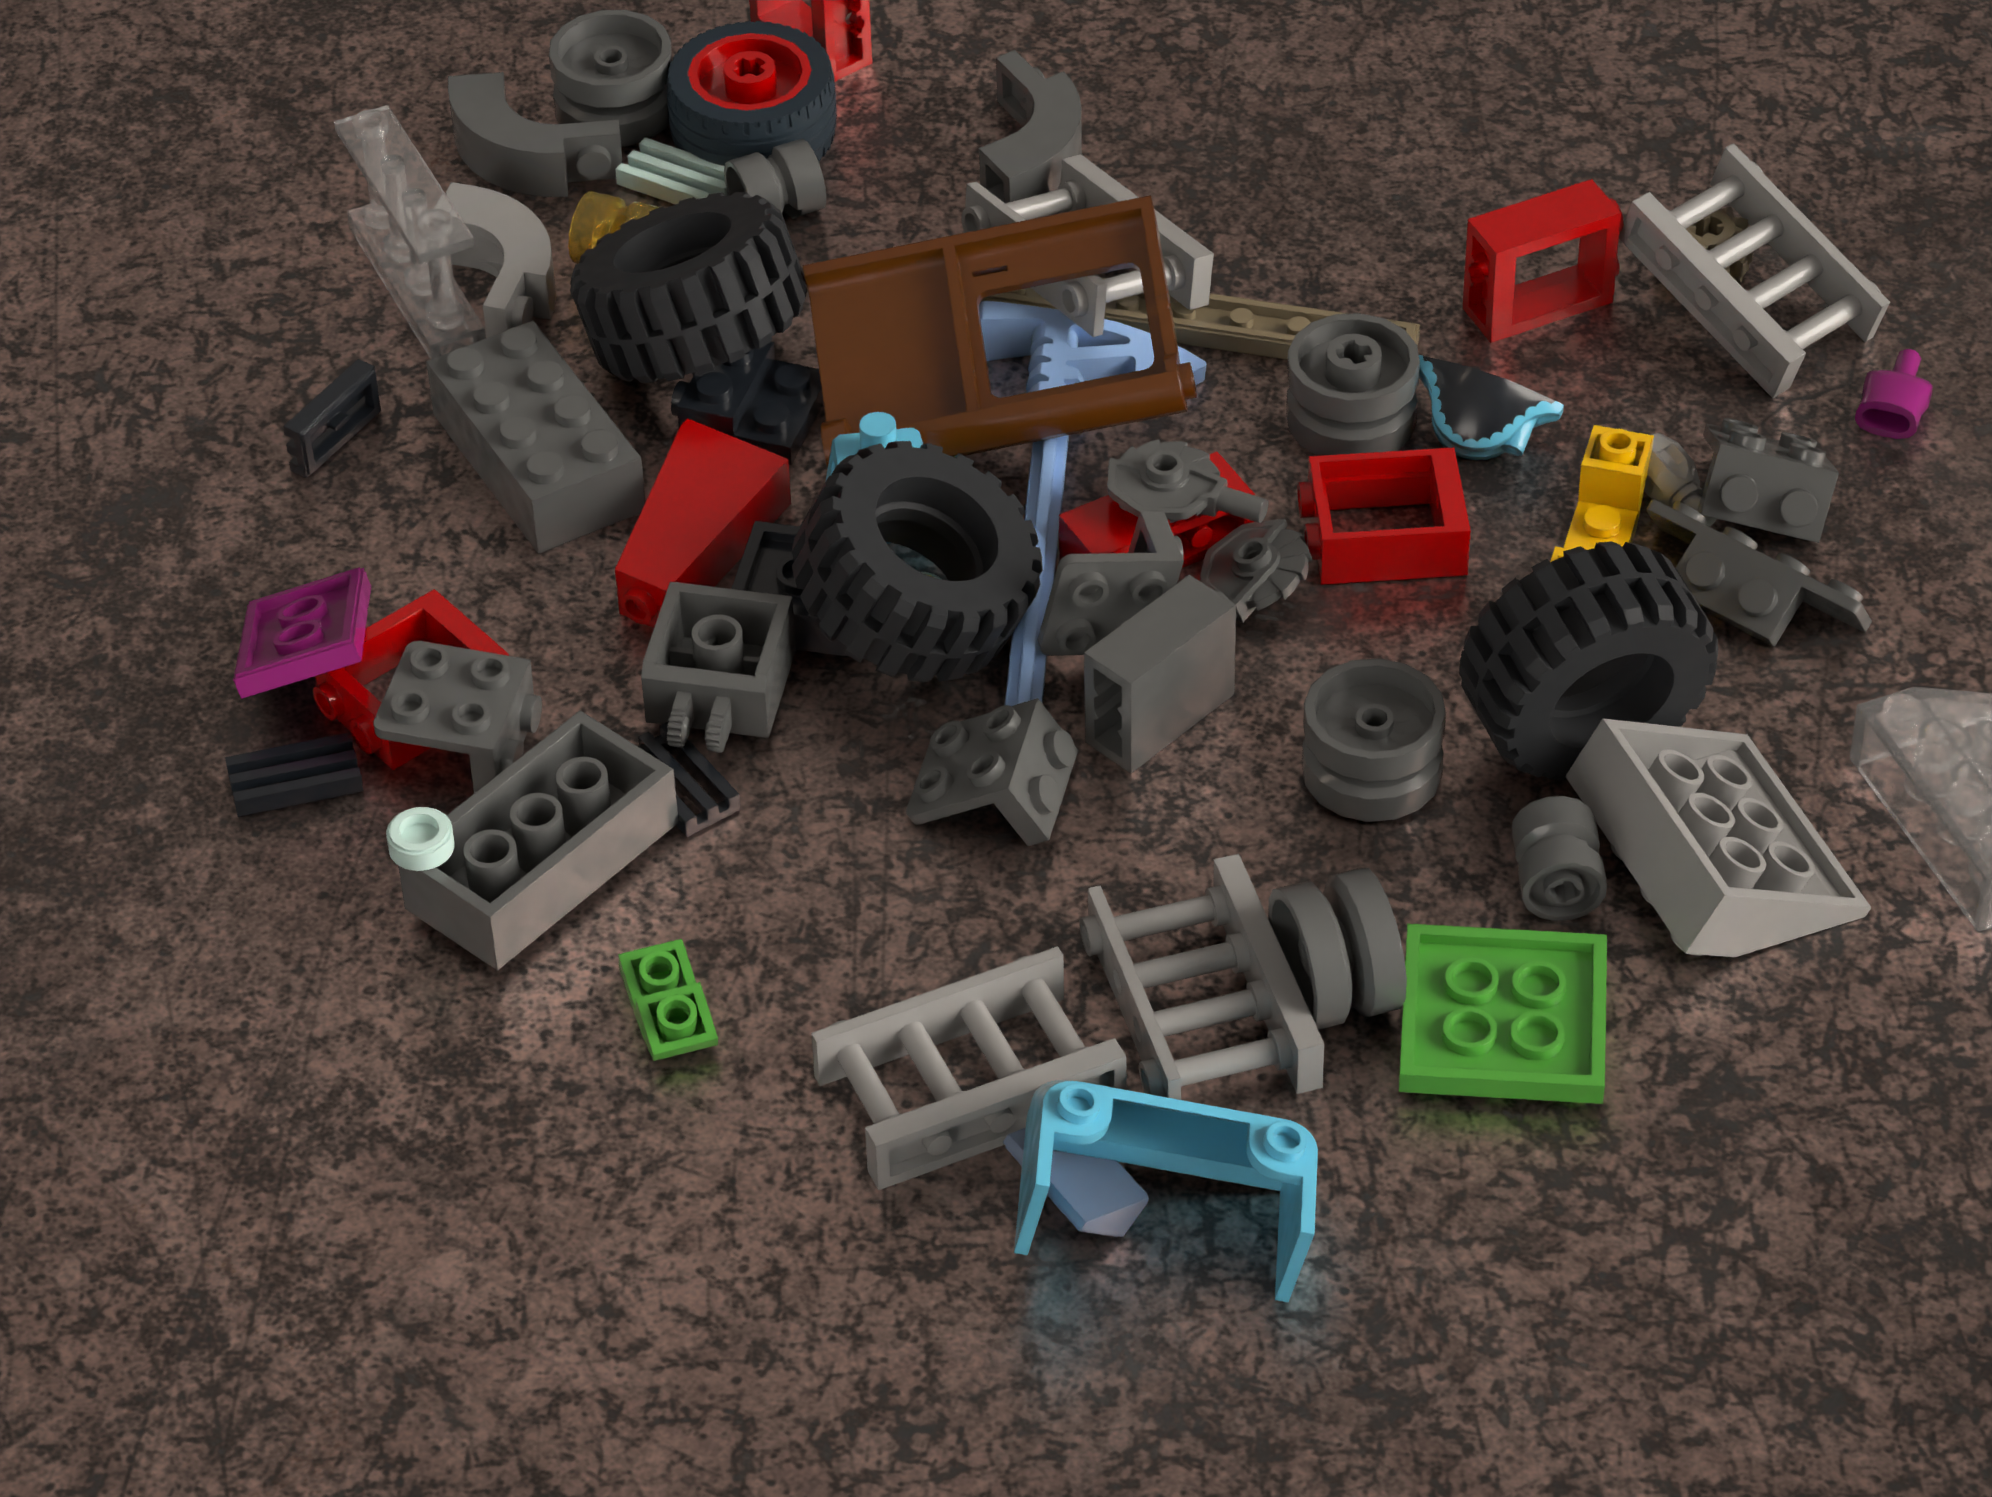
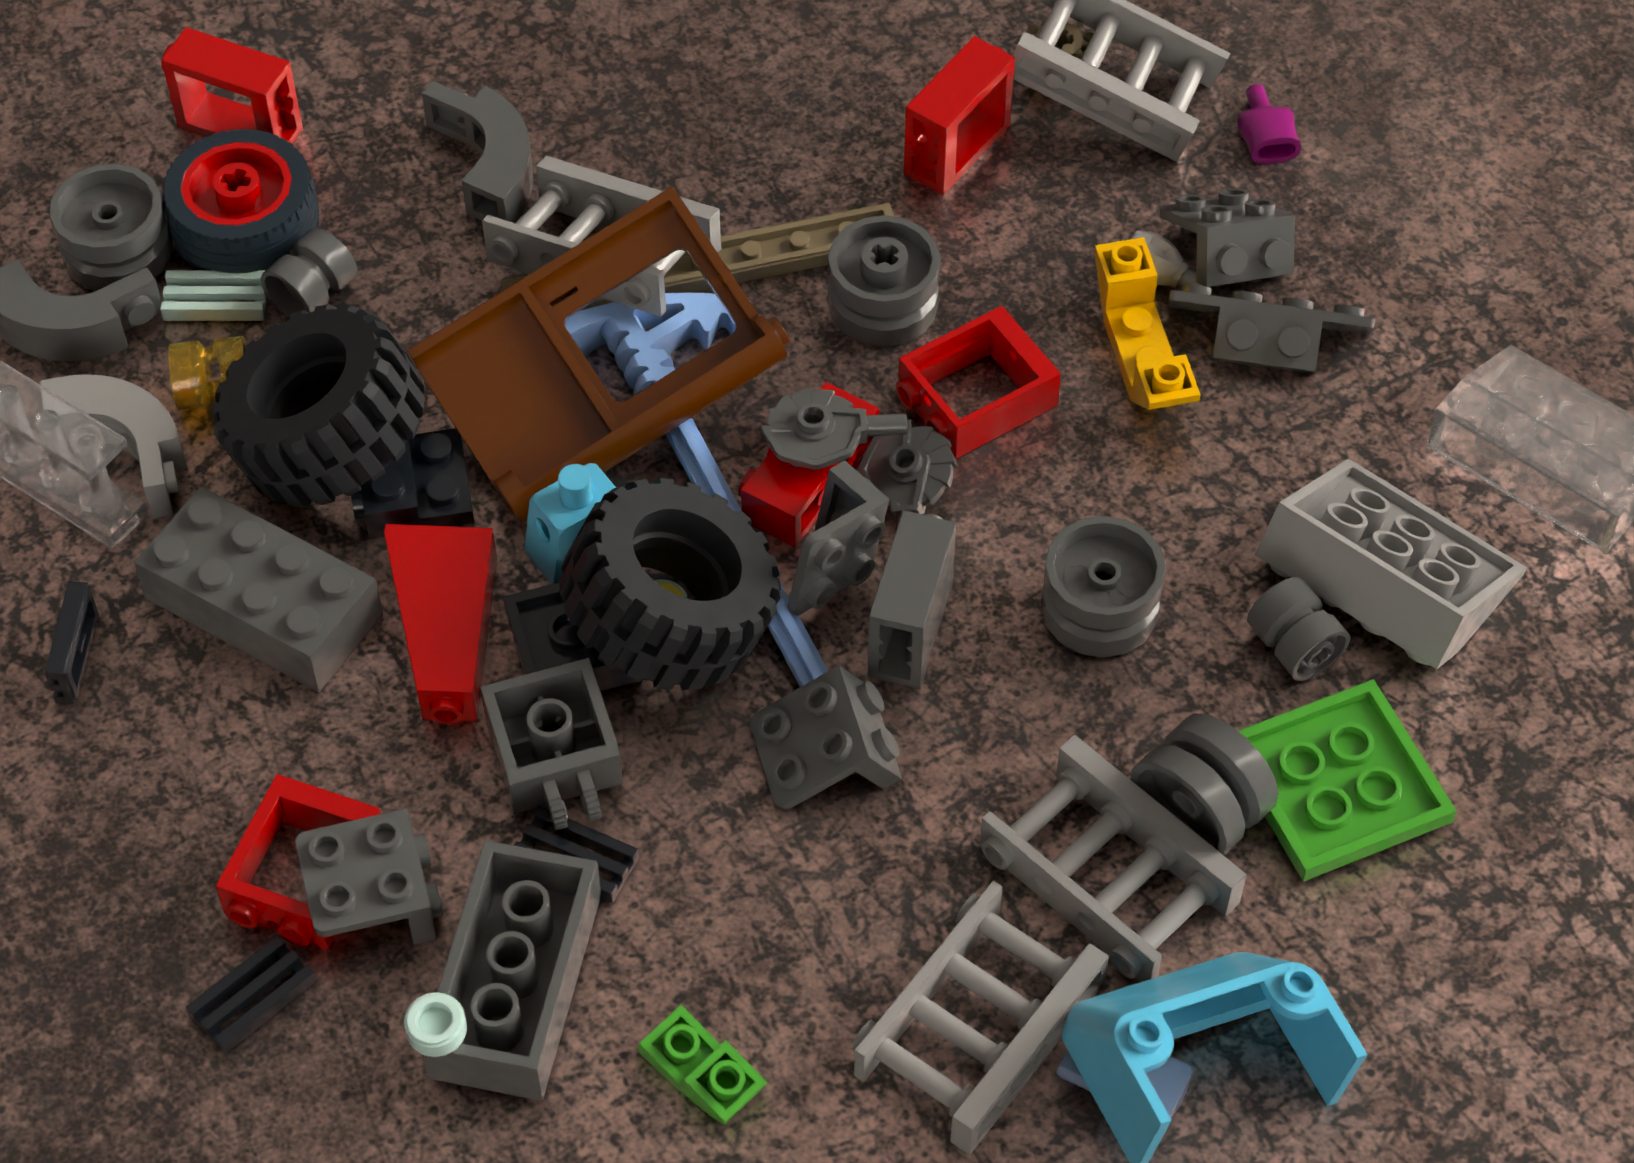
camera: 30 degrees left, 10 degrees up
(303, 632) = (189, 864): magenta tile -> none
(1482, 411) = (990, 265): hat -> none
(1586, 643) = (1243, 457): black tyre -> none

